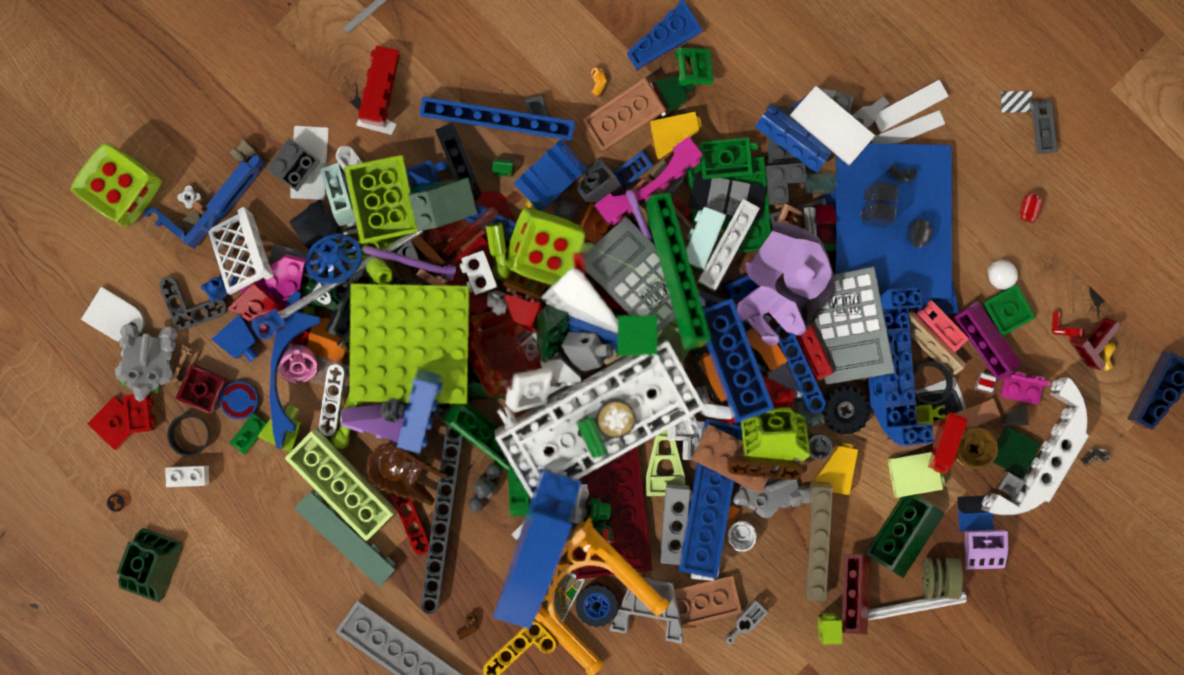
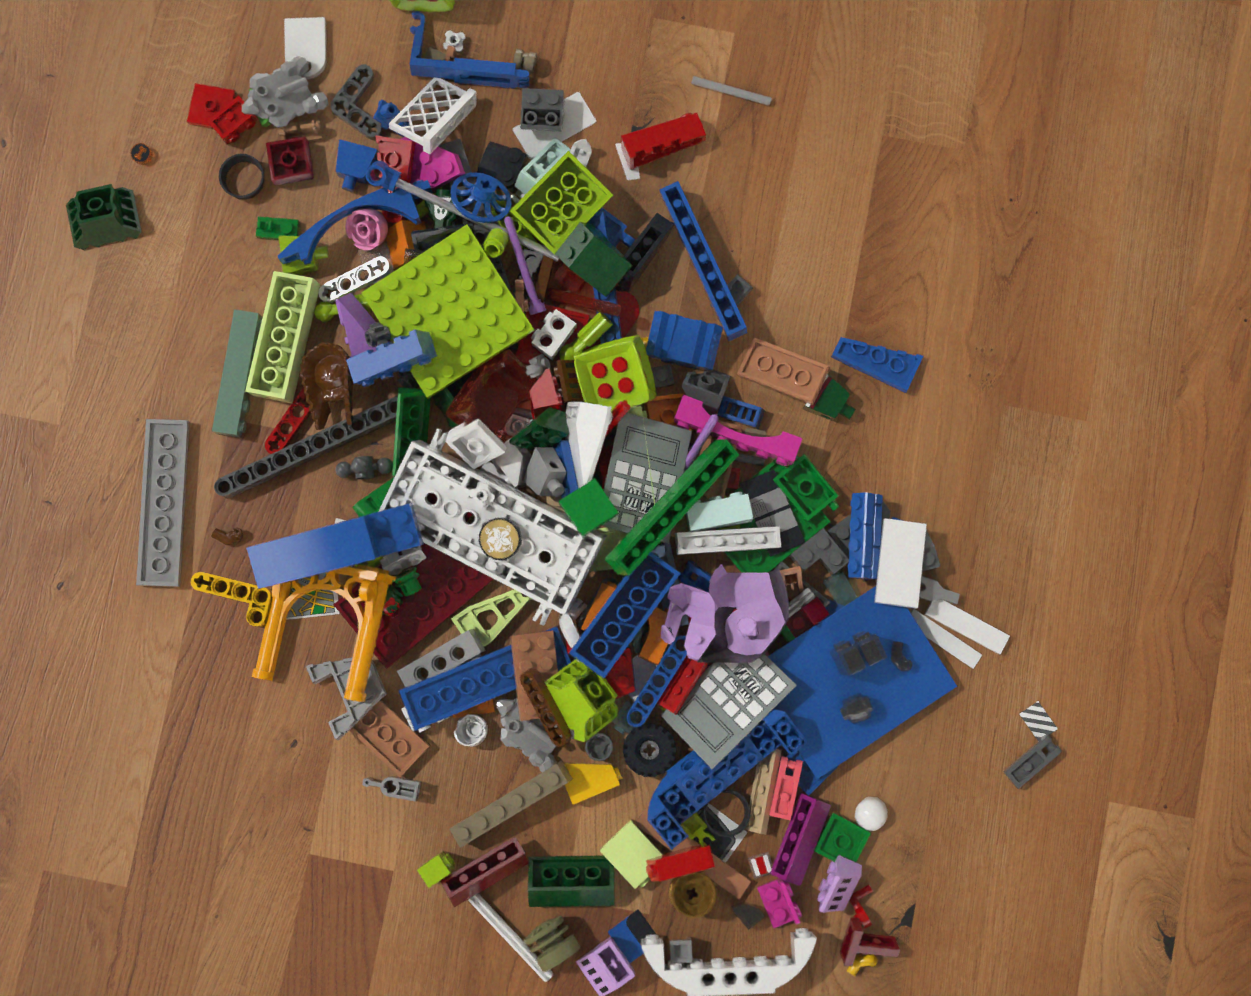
camera: 60 degrees right, 5 degrees down
(187, 476) = (204, 198): white brick -> none
(239, 400) = (301, 201): blue tile -> none
(502, 167) = (663, 295): green brick -> none
(578, 406) = (488, 496): none -> white plate
(591, 436) = (469, 527): green piece -> none
(591, 615) = (309, 639): black wheel -> none
(600, 81) = (799, 331): light orange arm -> none
(673, 130) = (799, 422): yellow slope -> none
(690, 441) = (528, 609): white plate -> none
(700, 66) = (873, 410): green plate -> none
(1015, 451) = (715, 935): dark green tile -> none
(1030, 208) = (949, 798): red brick -> none
(1039, 334) = (839, 885): none -> lavender slope

